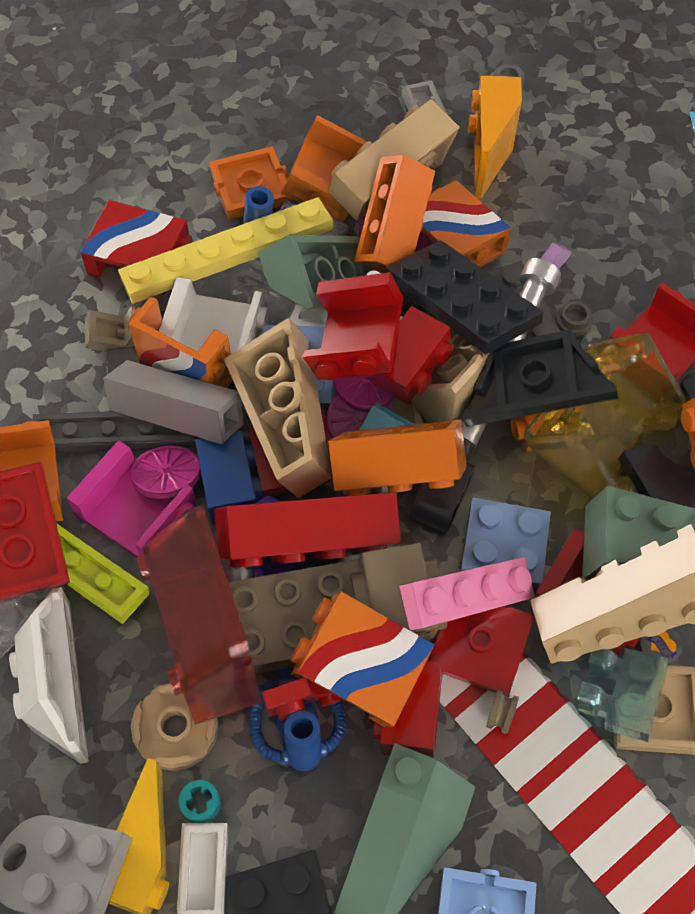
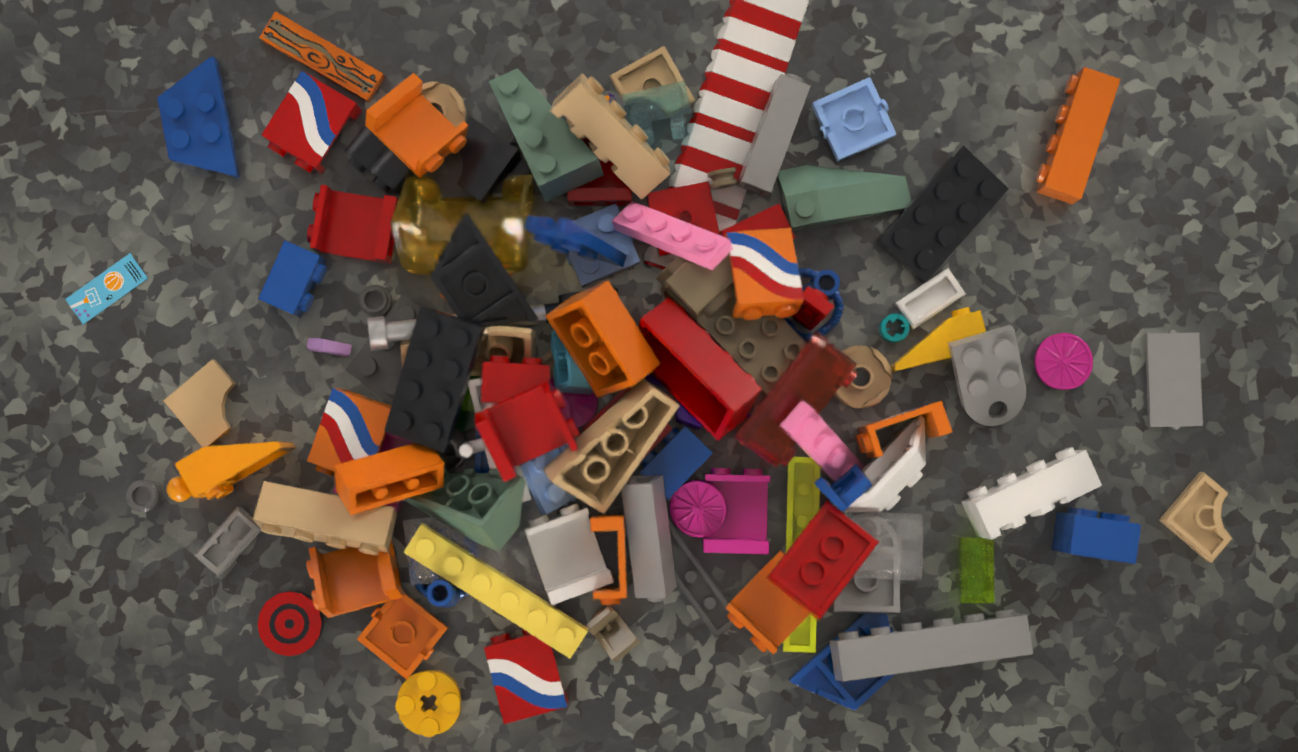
camera: 125 degrees left, 25 degrees up
(64, 605) = (846, 488): none -> blue tile
(79, 760) = (935, 426): none -> orange panel
(128, 607) = (819, 441): none -> bright pink plate
(169, 159) = (429, 721): none -> yellow plate
(327, 105) = (290, 623): none -> red tile
(523, 808) = (773, 134): none -> light grey brick
(527, 489) = (568, 237): none -> blue wing
(563, 151) = (201, 403): none -> tan tile
(637, 263) = (293, 279): none -> blue brick

